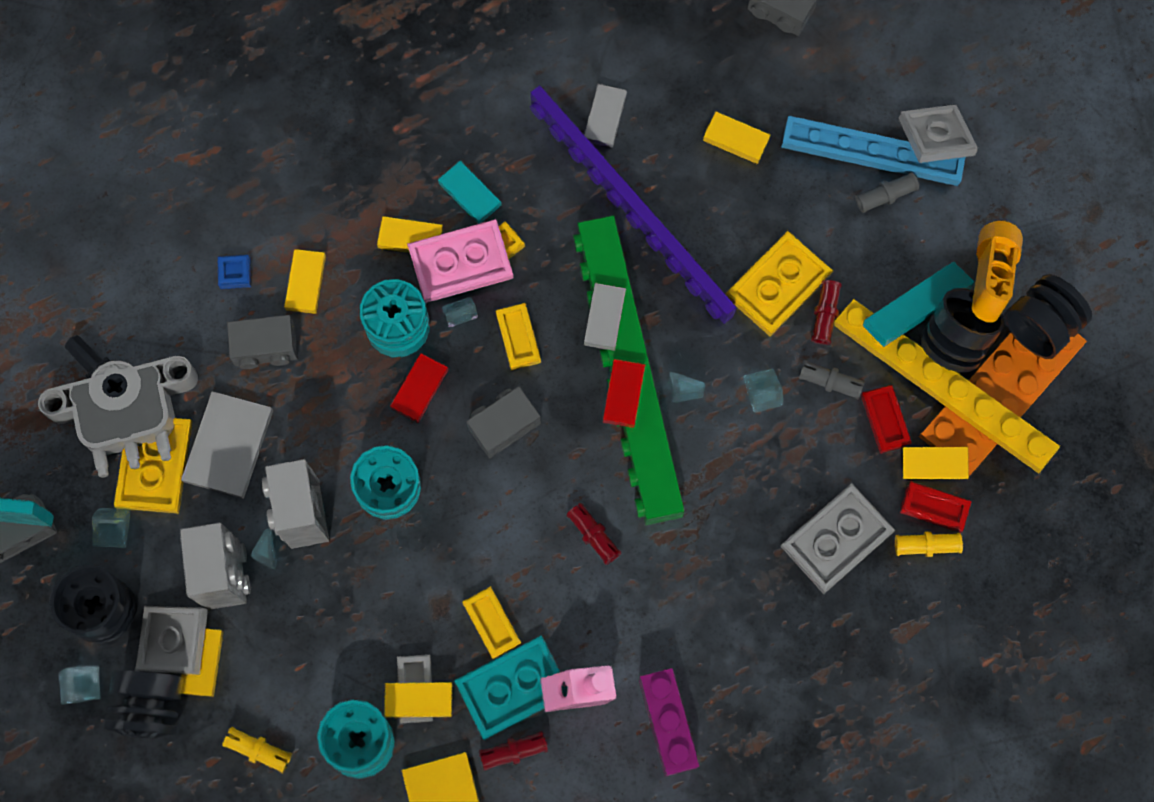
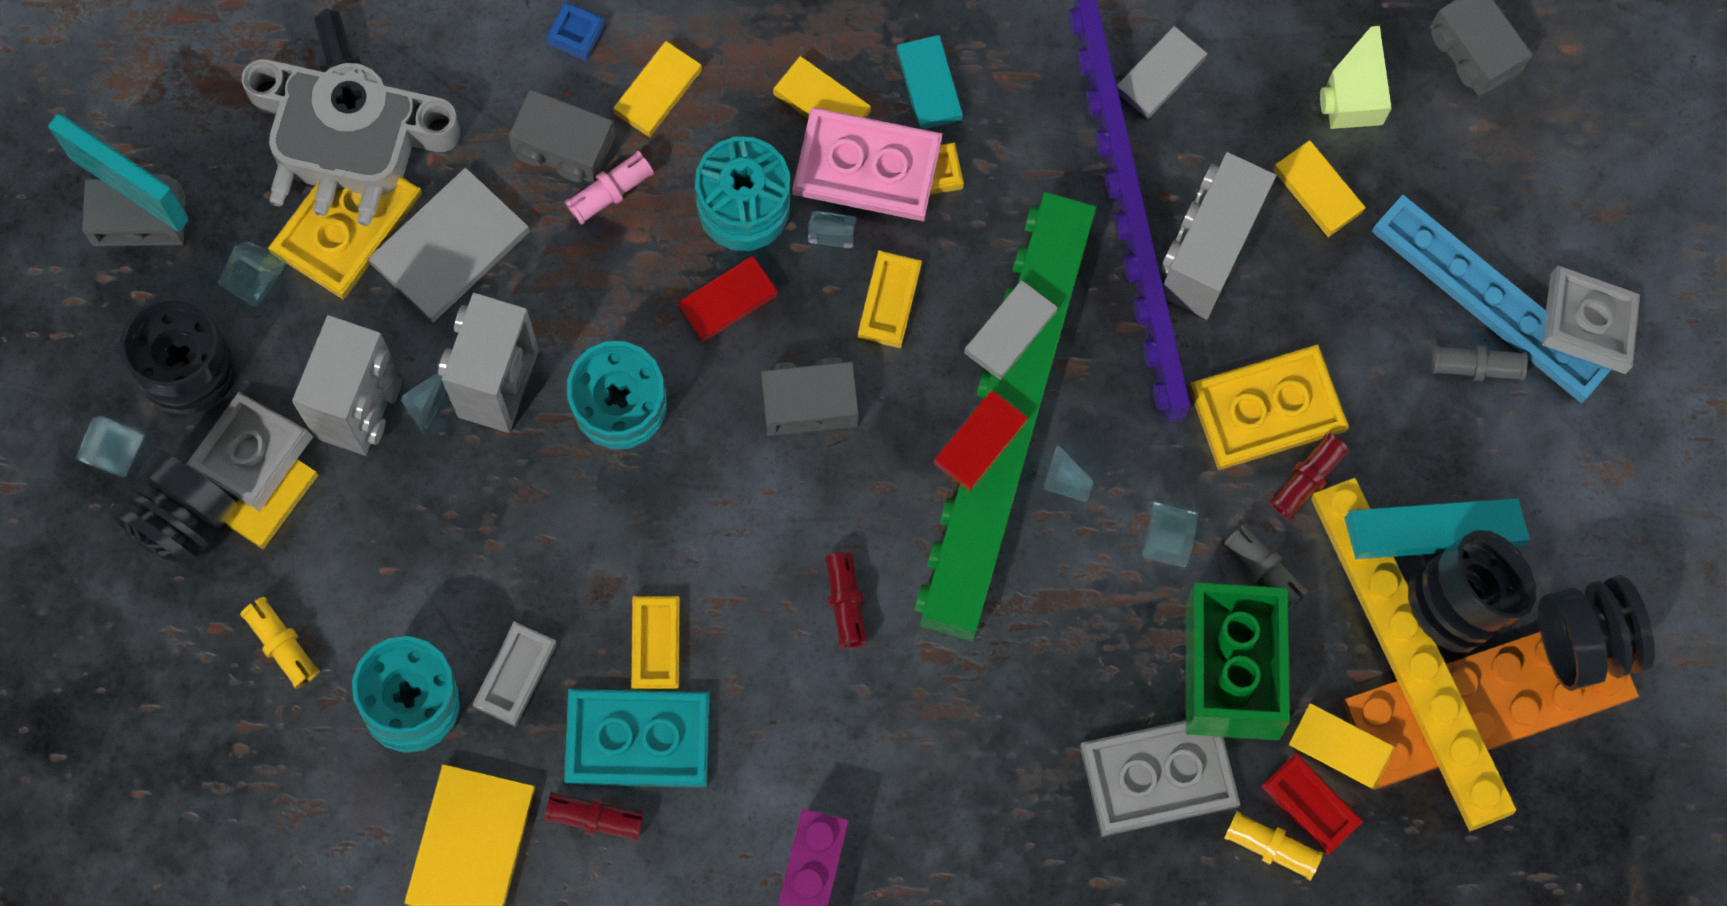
camera: 25 degrees right, 0 degrees up
(309, 357) = (609, 187): none -> bright pink pin
(418, 700) = (510, 688): yellow tile -> none
(585, 688) = (721, 785): bright pink torso -> none
(693, 195) = (1214, 233): none -> light grey brick
(728, 65) = (1358, 86): none -> yellowish green slope
(848, 445) = (1237, 661): none -> green brick
(886, 419) = (1312, 654): red tile -> none
(998, 255) = (1578, 518): light orange beam -> none

